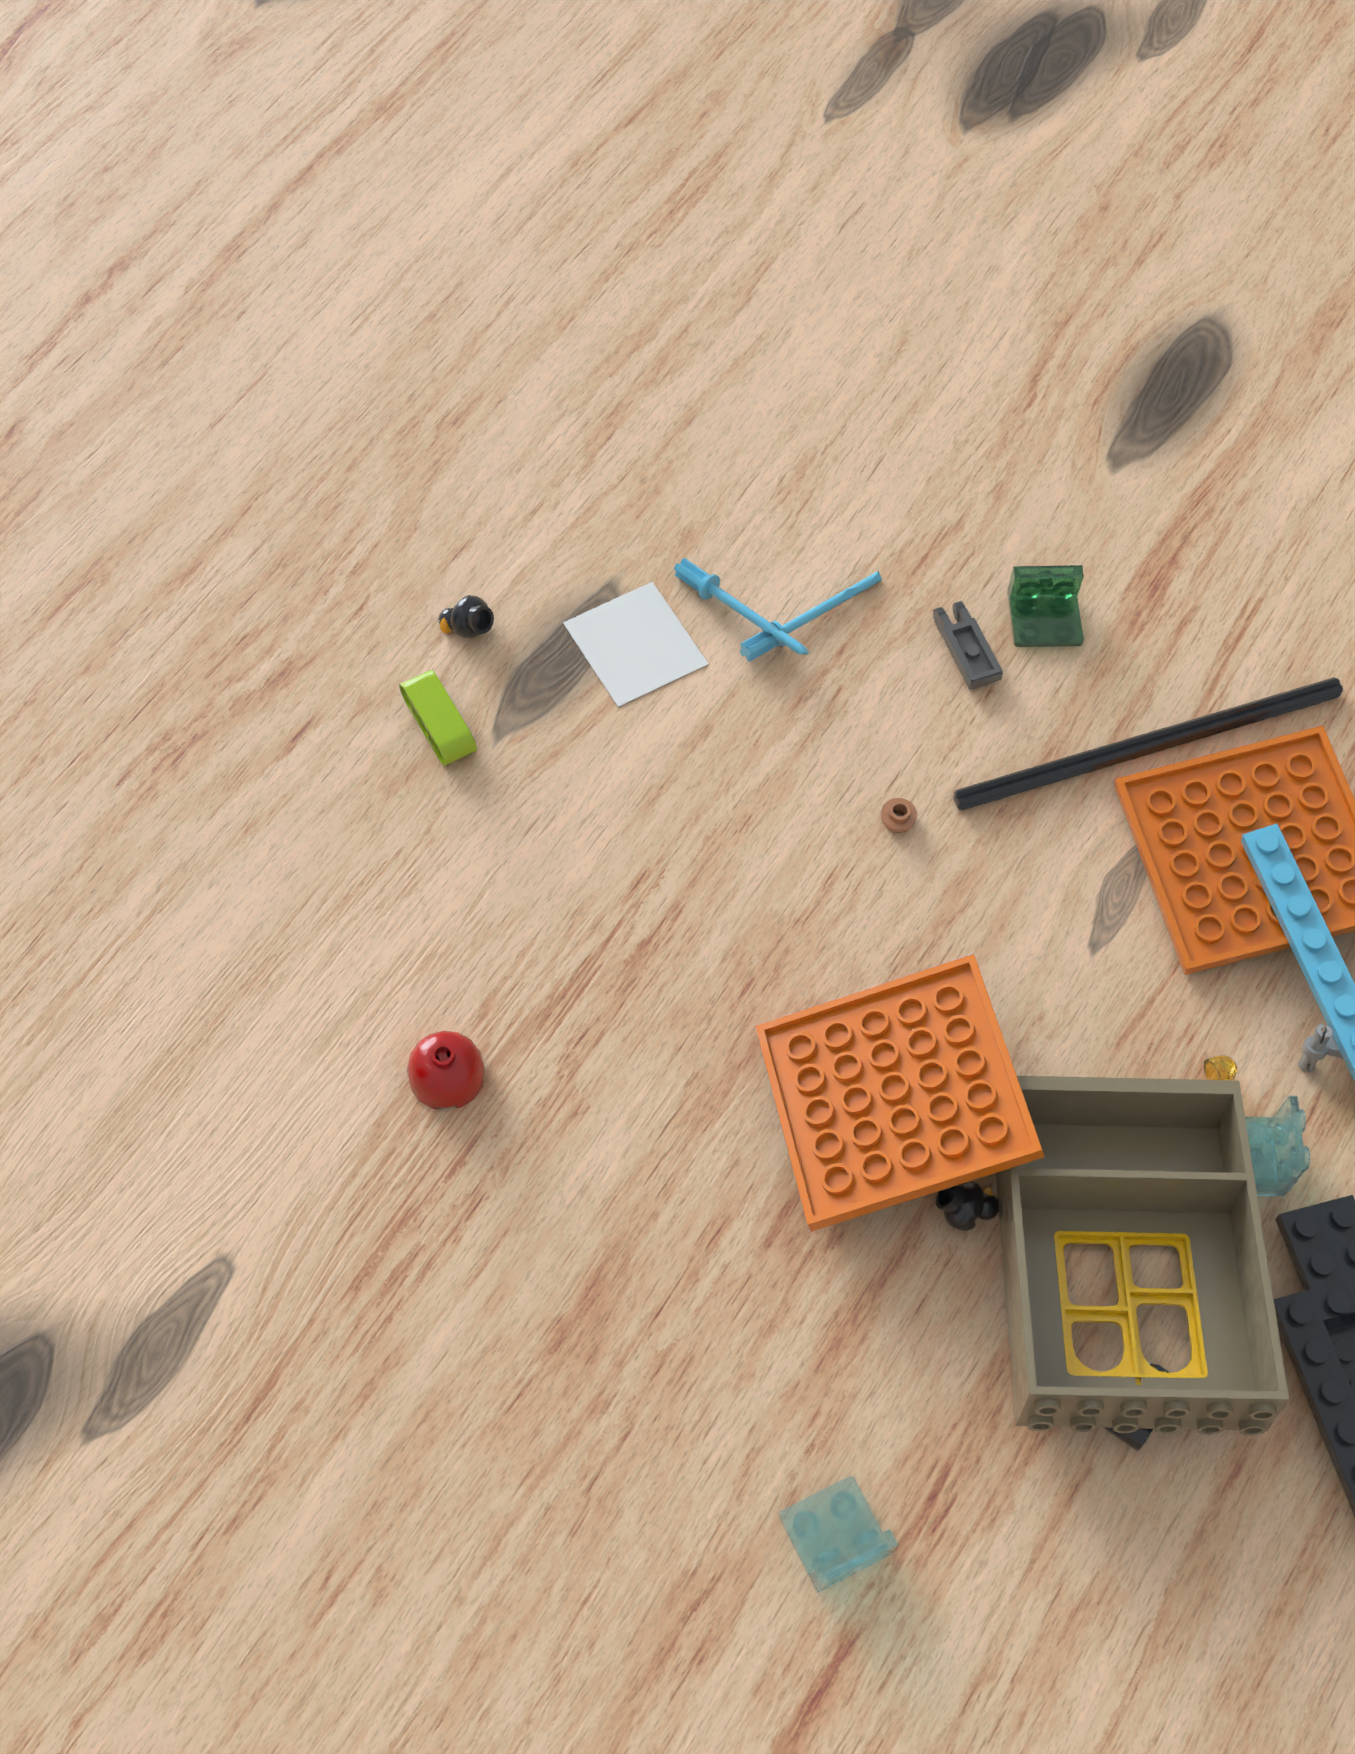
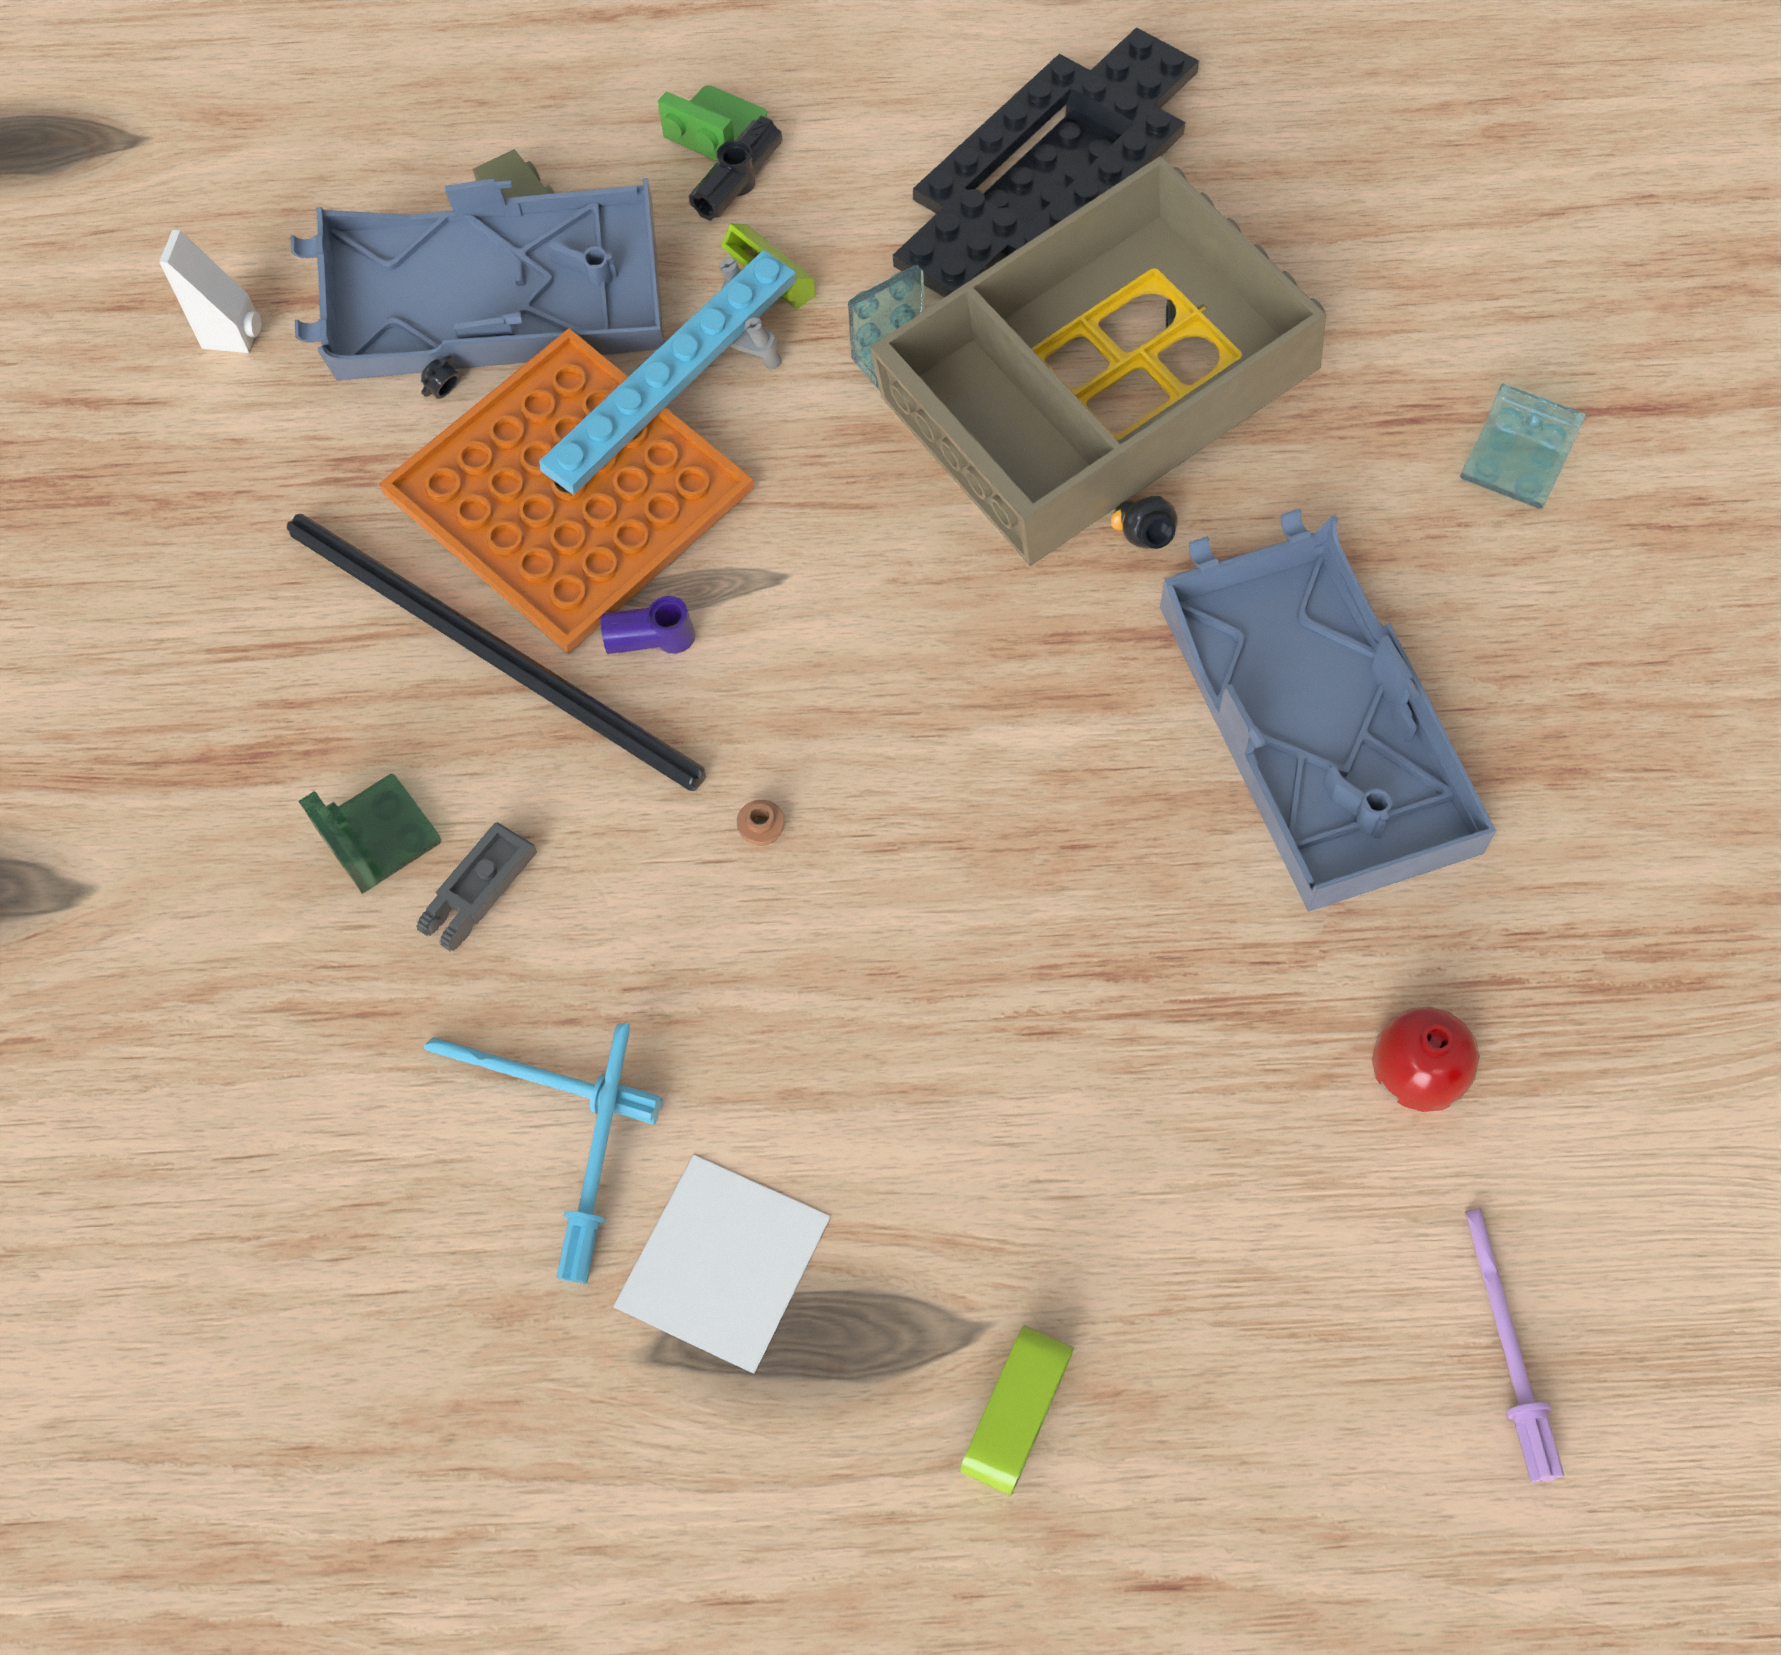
camera: 120 degrees left, 0 degrees up
(217, 956) = (1530, 1416): none -> lavender piece
(467, 618) = (845, 1483): black animal -> none
(708, 1200) = (1323, 716): none -> sand blue piece
(896, 1093) = (1107, 607): orange plate -> none
(1097, 834) = (647, 628): none -> dark purple piece
(1220, 1068) = (839, 409): clear yellow hinge -> none

